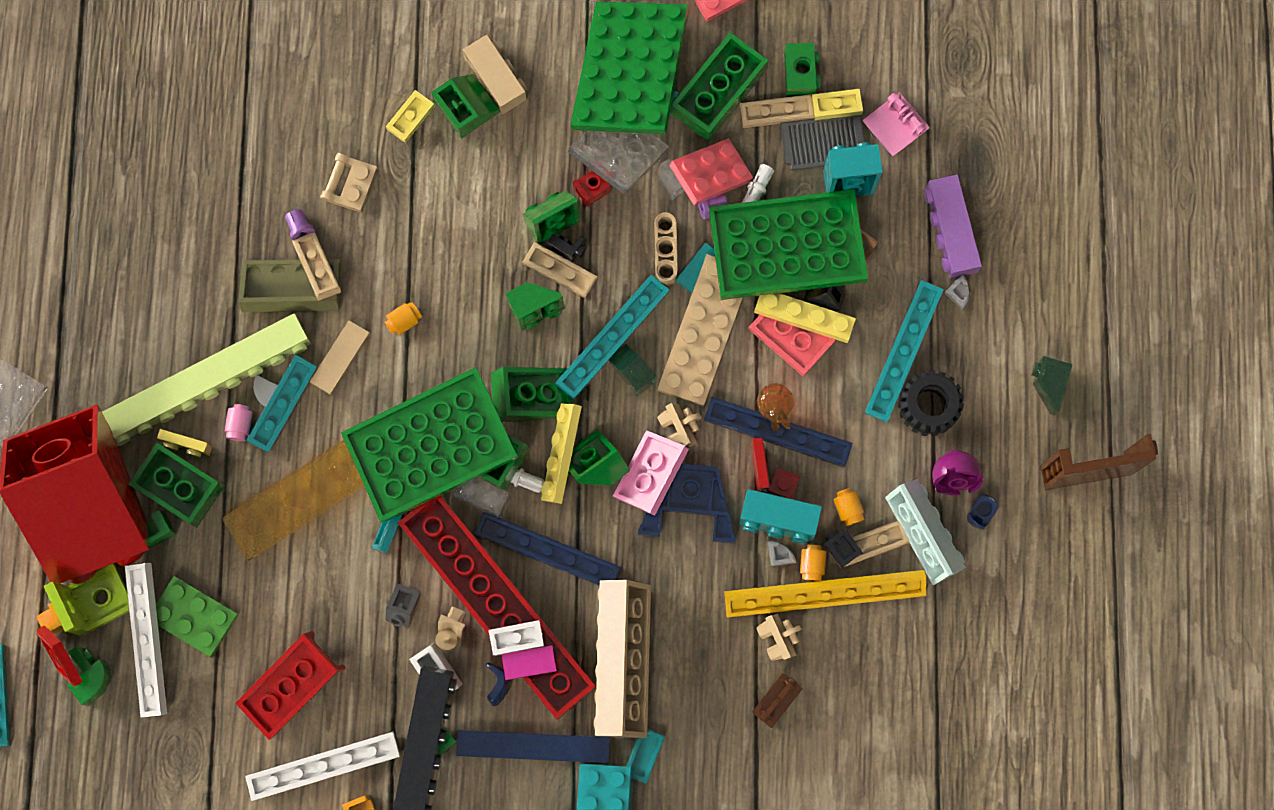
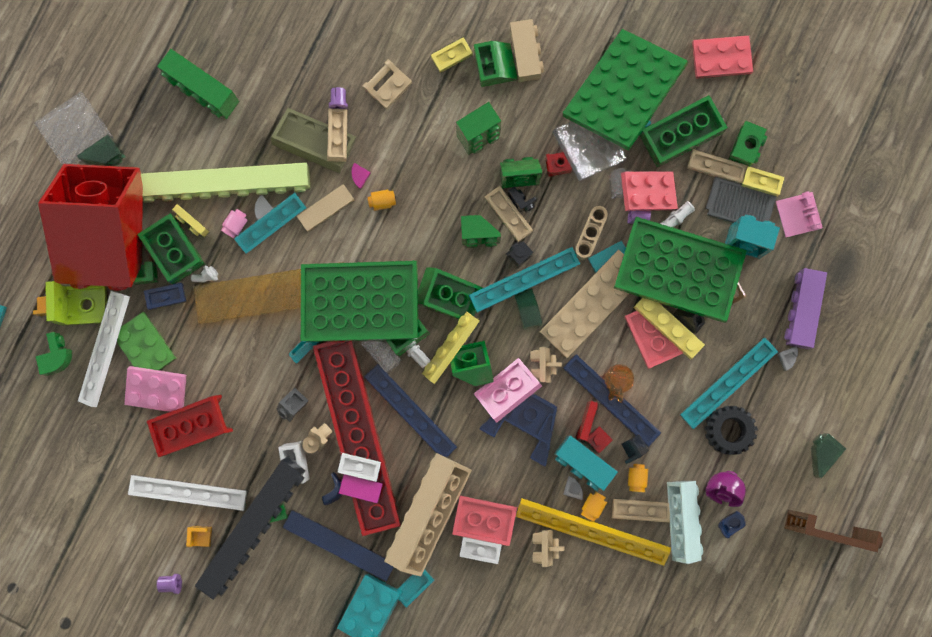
camera: 25 degrees right, 5 degrees up
(42, 408) = (103, 153): none -> clear green slope
(59, 656) = (38, 334): red tile -> none
(124, 278) = (198, 84): none -> green brick
(192, 545) = (165, 296): none -> dark blue plate
(228, 660) = (154, 389): none -> bright pink plate
(234, 496) = (208, 274): none -> white plate
(363, 302) = (359, 175): none -> dark pink tile
(481, 185) = (478, 129): none -> green brick
(593, 309) = (519, 253): none -> black brick
(692, 638) = (484, 520): none -> coral plate
(703, 675) = (480, 550): none -> white plate
(777, 700) = (524, 591): reddish brown hinge -> none
(829, 474) = (634, 448): none -> black panel
(842, 547) = (619, 504): black bracket -> none

